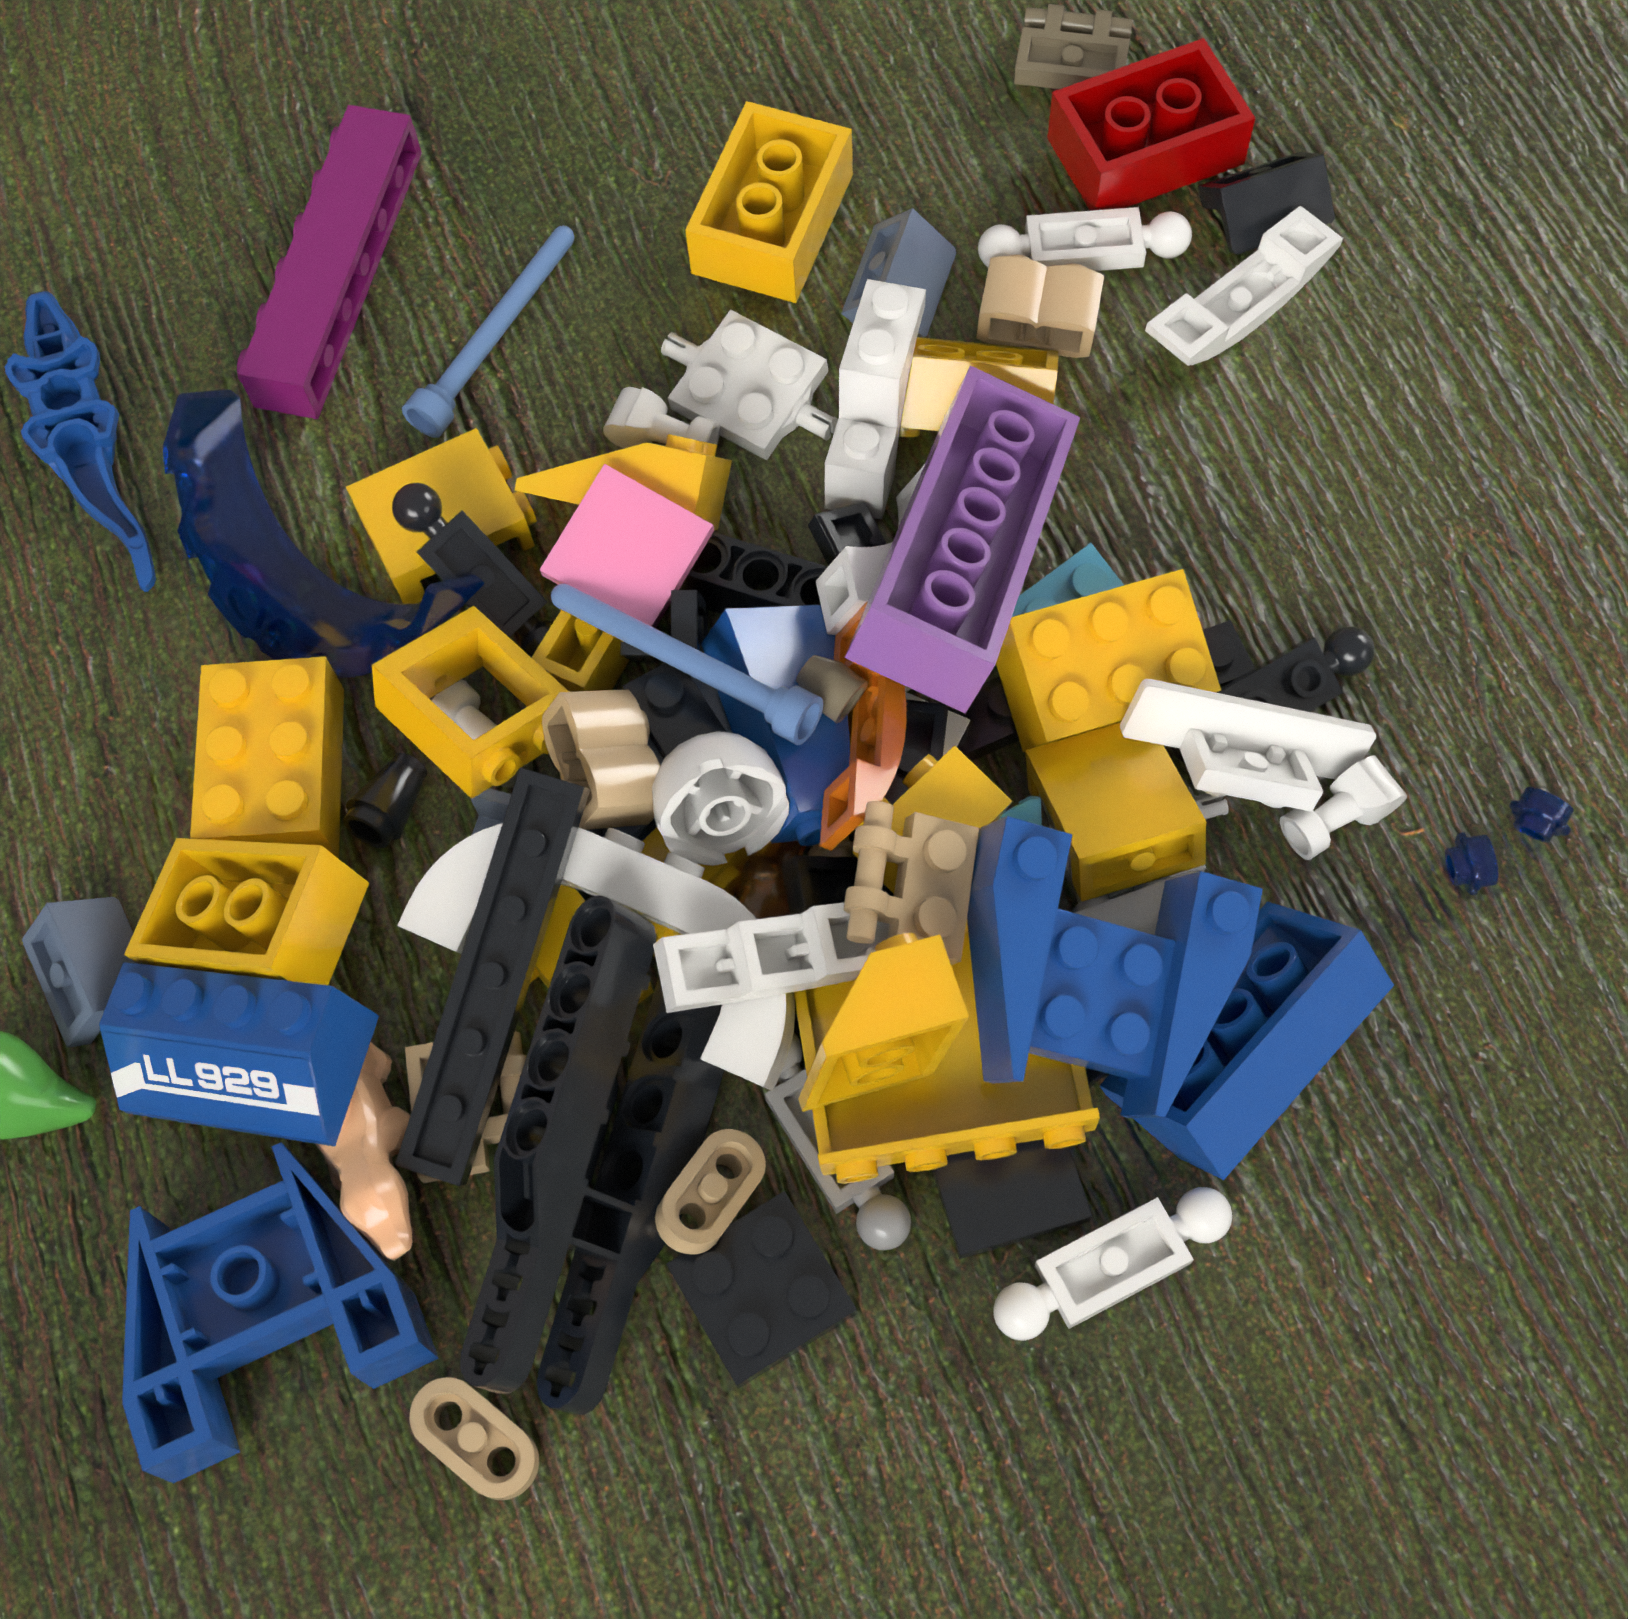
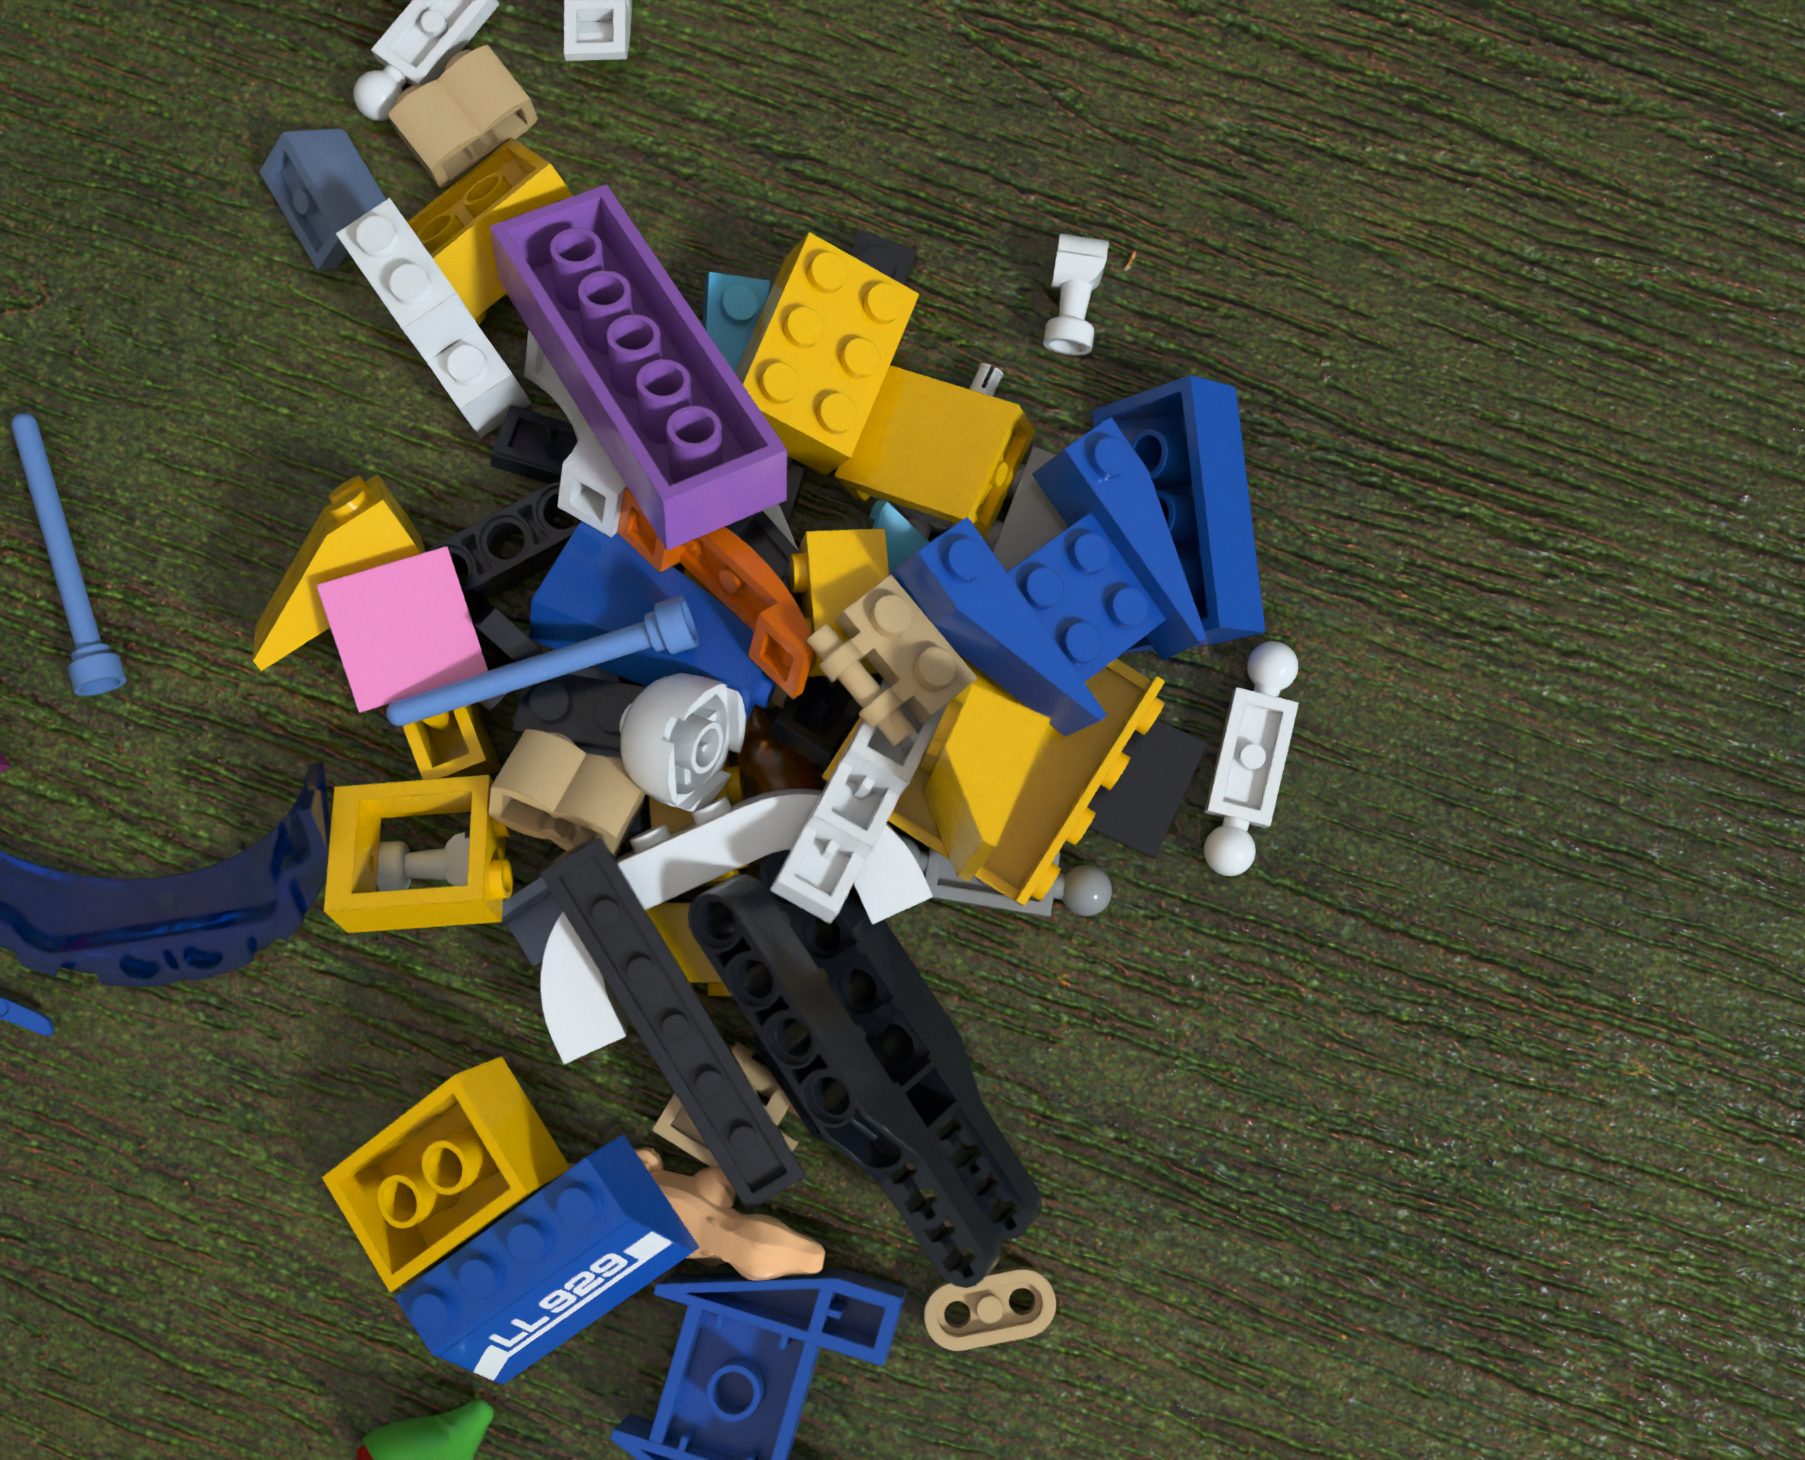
camera: 50 degrees left, 15 degrees up
(77, 960) = (353, 1326): sand blue panel -> none
(269, 753) = (309, 1050): yellow brick -> none
(385, 802) = (428, 985): black cone -> none
(463, 550) = (279, 756): black plate -> none
(465, 479) = (206, 738): yellow panel -> none
(642, 418) = (269, 512): white leg -> none
(709, 1195) = (961, 998): tan plate -> none
(749, 384) = (314, 399): white plate -> none
(762, 1290) = (1056, 1016): black plate -> none
(770, 201) = (162, 233): yellow brick -> none
(834, 683) = (666, 575): dark tan hose -> none
(1247, 744) = (980, 318): white bracket -> none
(1303, 673) = (946, 257): black plate -> none
(1472, 863) = (1193, 245): clear blue plate -> none
(1541, 814) = (1202, 163): clear blue plate -> none

